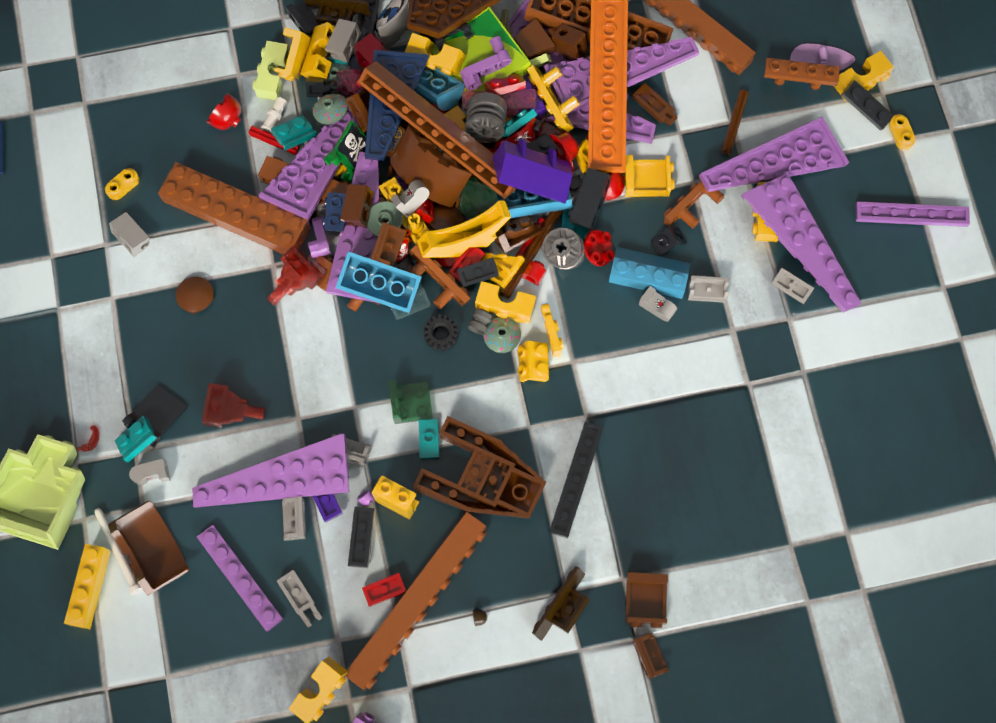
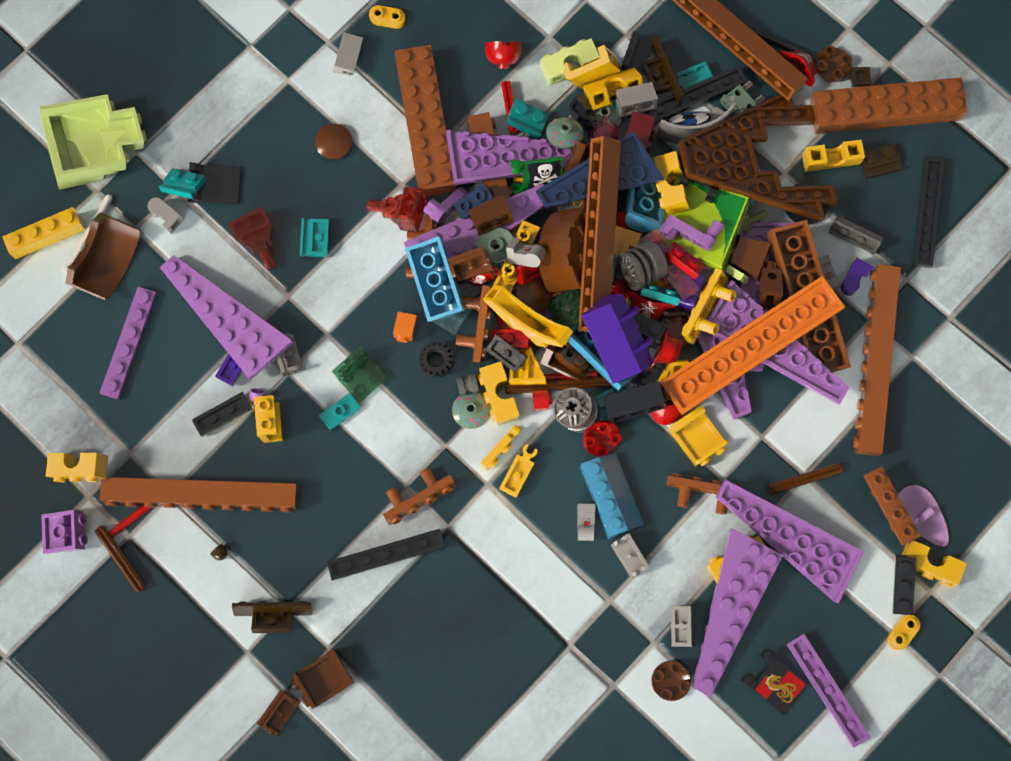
camera: 55 degrees right, 5 degrees up
(92, 442) = (161, 152): clear red piece -> none
(265, 362) = (314, 237): none -> teal plate
(274, 114) = (532, 91): white pin -> none
(294, 518) = (202, 352): light grey hinge -> none
(298, 596) = (142, 399): light grey hinge -> none
(384, 590) = (191, 462): red plate -> none
(396, 339) = (405, 327): none -> orange brick
(396, 678) = (129, 520): none -> red bar
(424, 707) = (120, 558): none -> reddish brown axle
(492, 481) = (334, 486): reddish brown wedge -> none
(533, 361) = (463, 451): yellow bracket -> none
(545, 440) = (413, 504): none -> dark orange plate
(581, 330) = (518, 473): none -> yellow plate
(654, 105) = (770, 398): reddish brown hinge -> none
(667, 240) = (650, 492): black bracket -> none
(829, 324) = (671, 680): none -> reddish brown dish
(882, 248) = (776, 683): none -> flag

